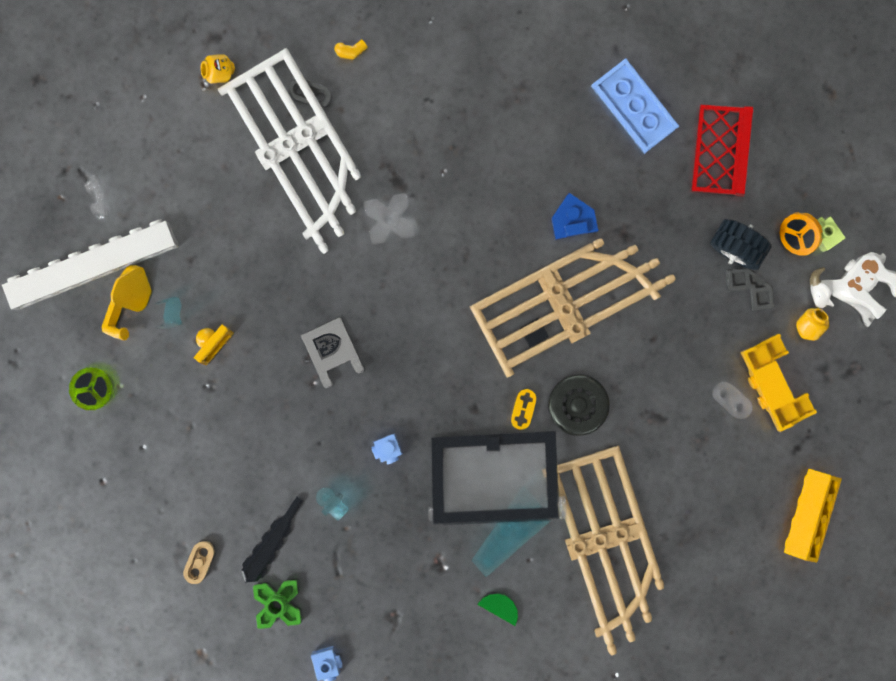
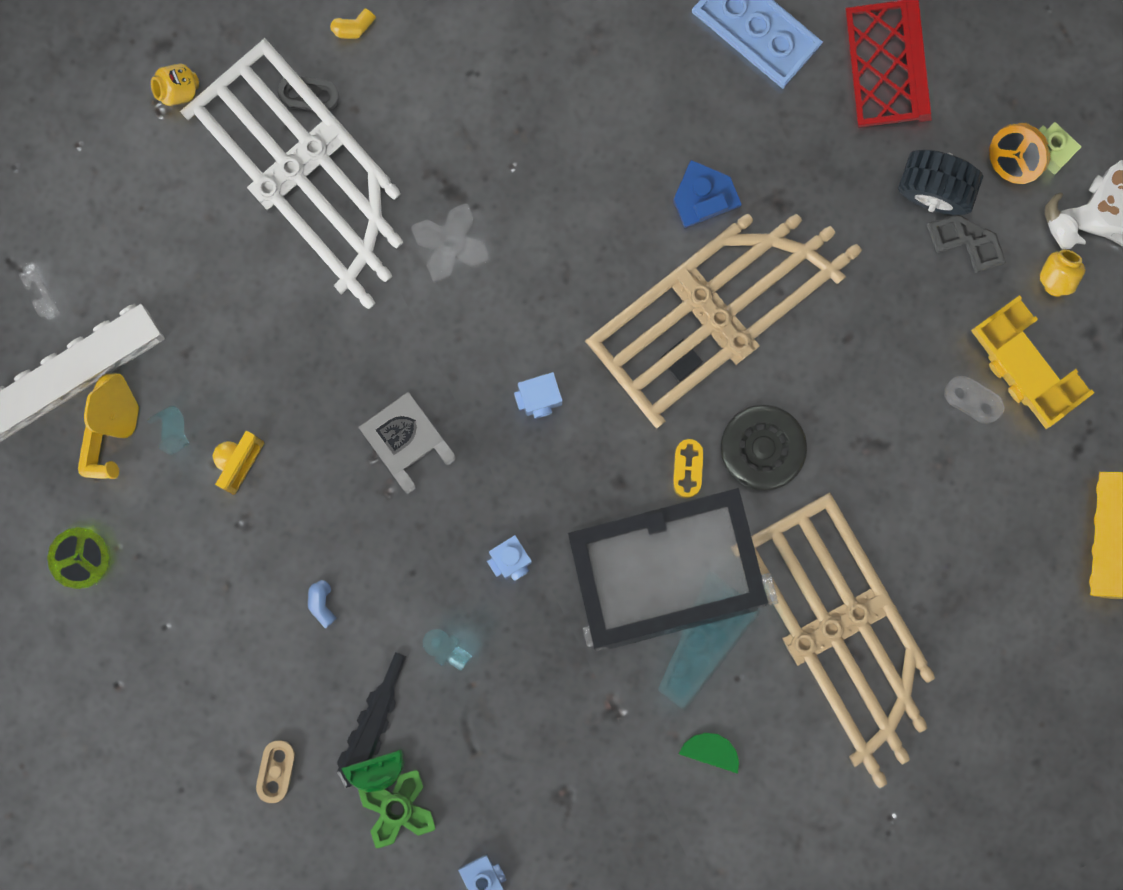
camera: 15 degrees left, 5 degrees down
(249, 452) = (317, 603): none -> medium blue arm
(267, 577) = (376, 772): none -> green tile
(429, 339) = (538, 395): none -> light blue brick

